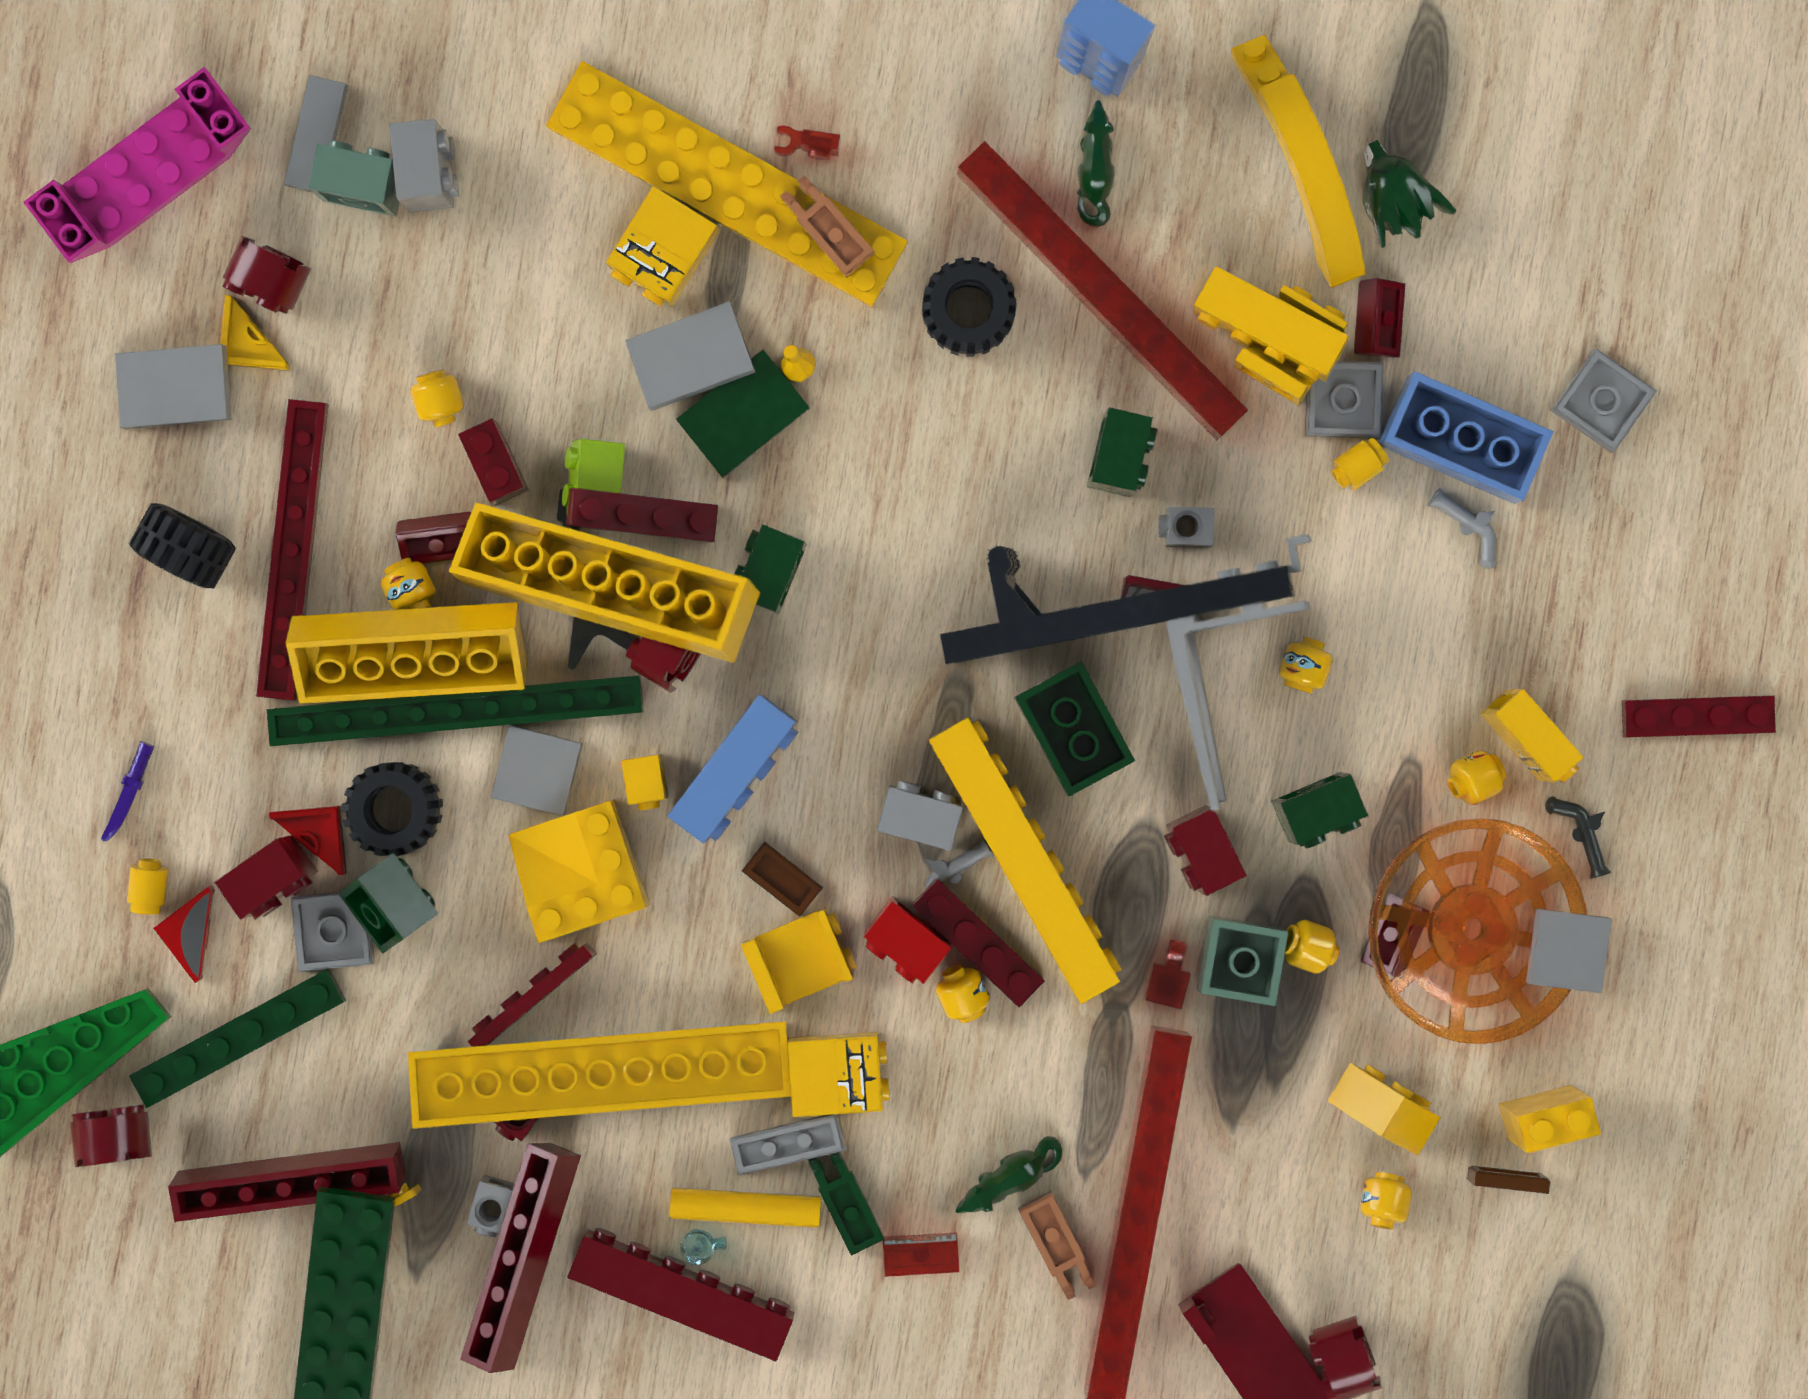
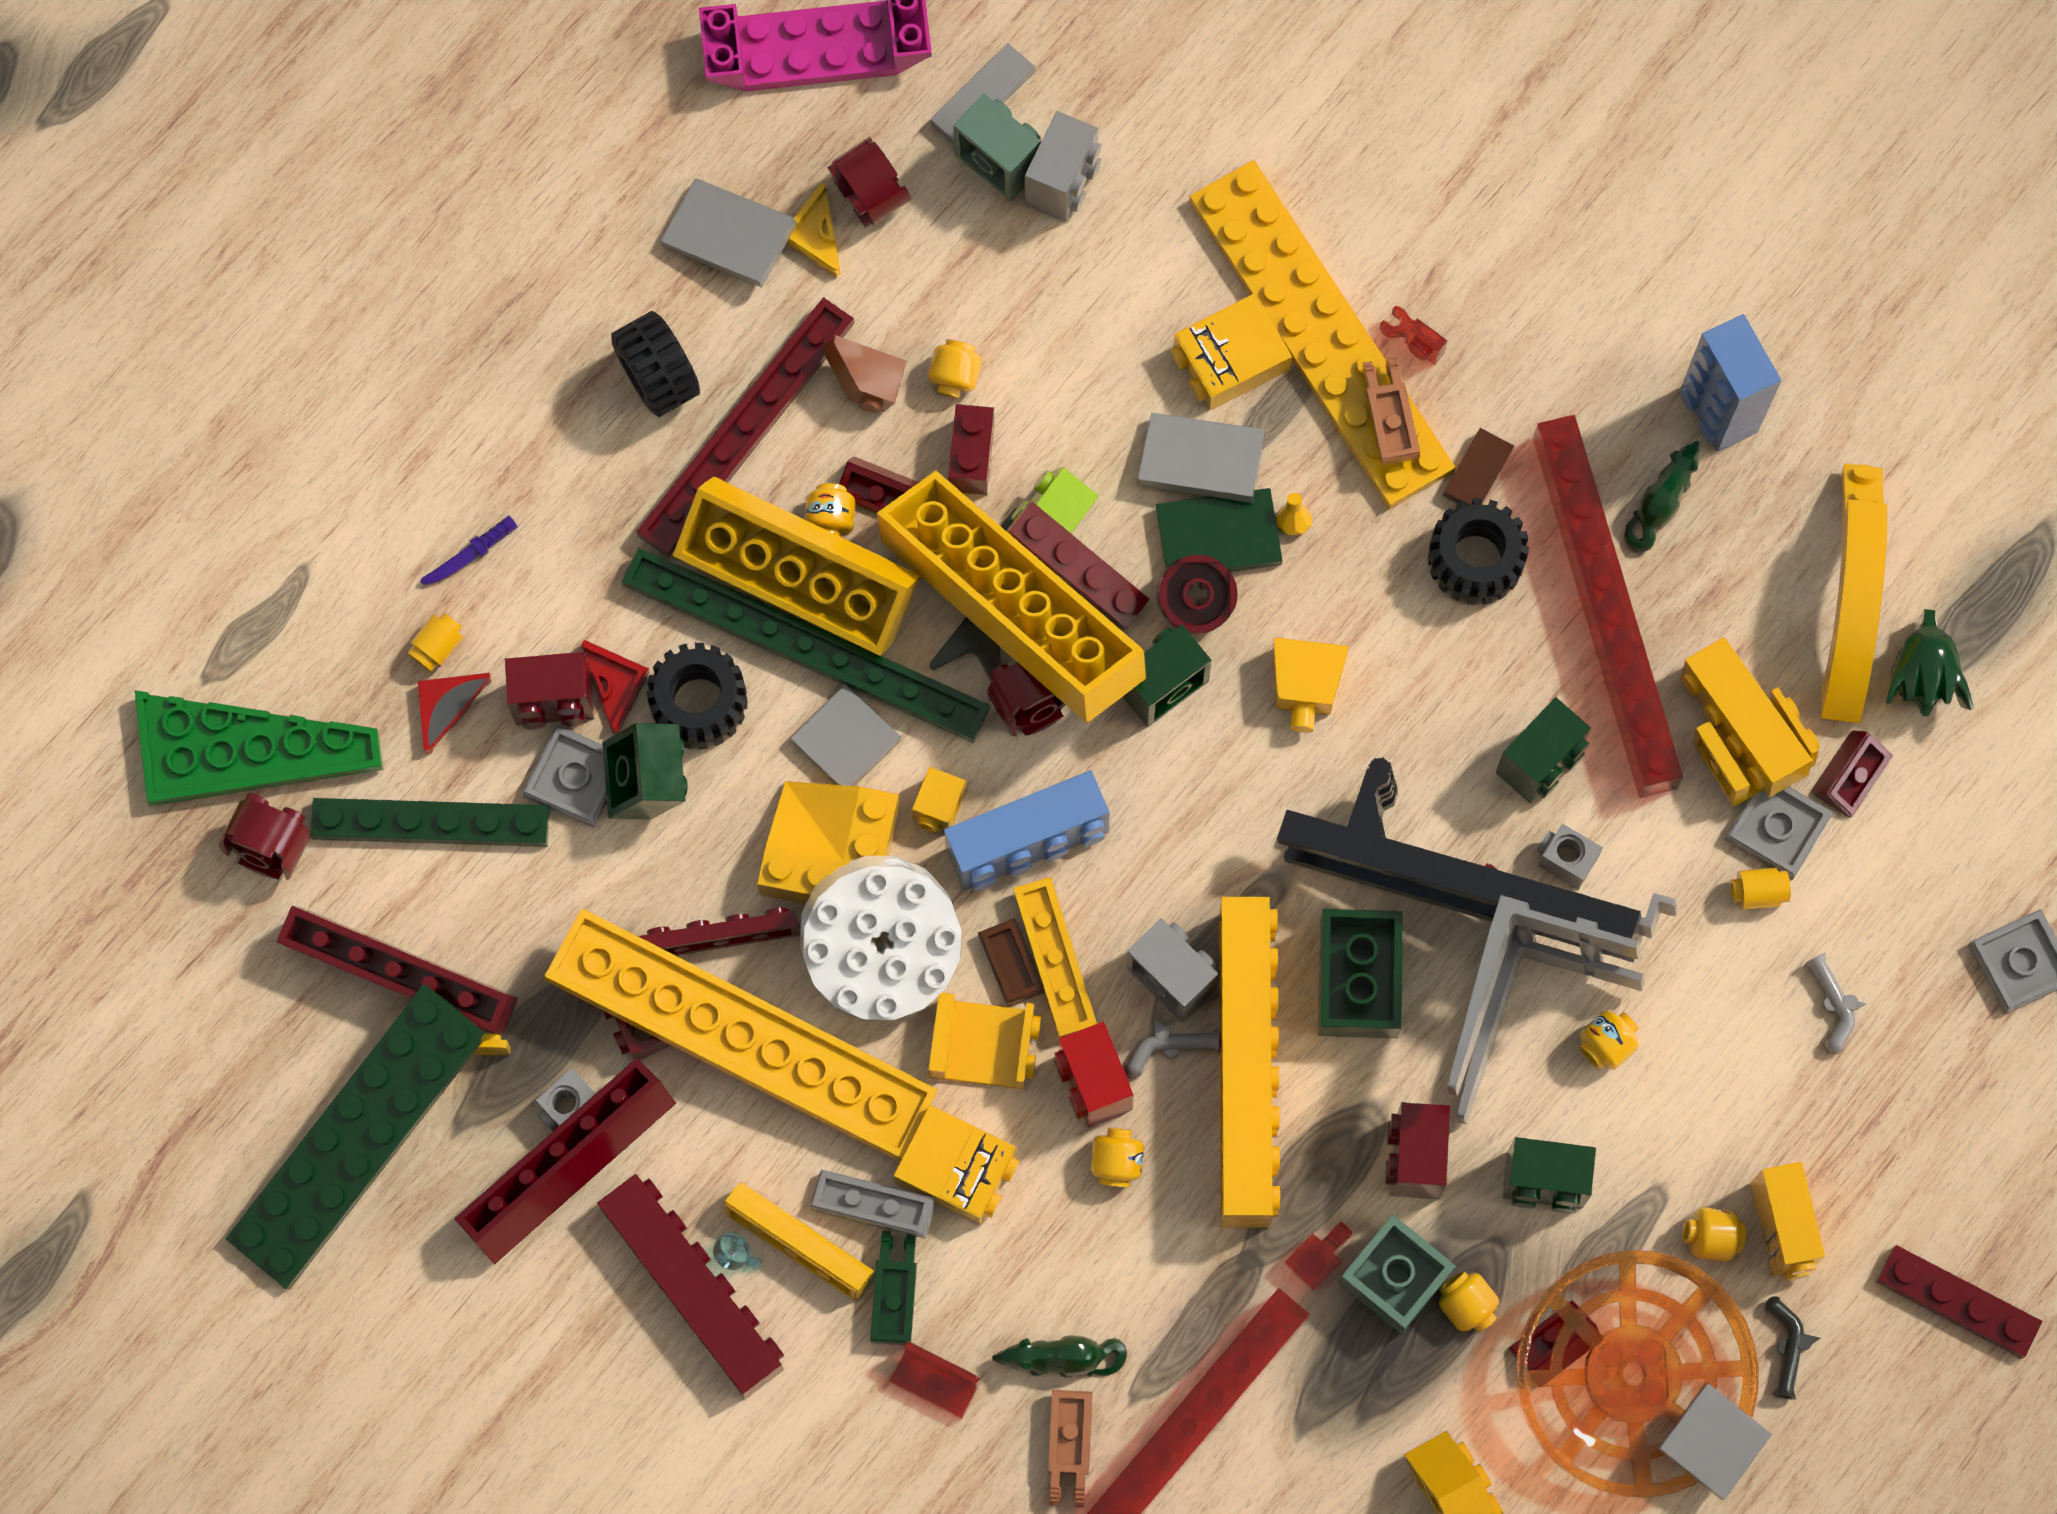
camera: 30 degrees right, 15 degrees down
(366, 448) = (865, 373): none -> slope
(666, 932) = (861, 903): none -> white brick
(776, 478) = (1212, 577): none -> dark red brick
(816, 856) = (1054, 956): none -> yellow plate
(888, 500) = (1306, 679): none -> yellow torso
(928, 231) = (1479, 468): none -> reddish brown tile
(977, 942) = (1158, 1121): dark red plate -> none
(1465, 438) = (1872, 916): medium blue brick -> none

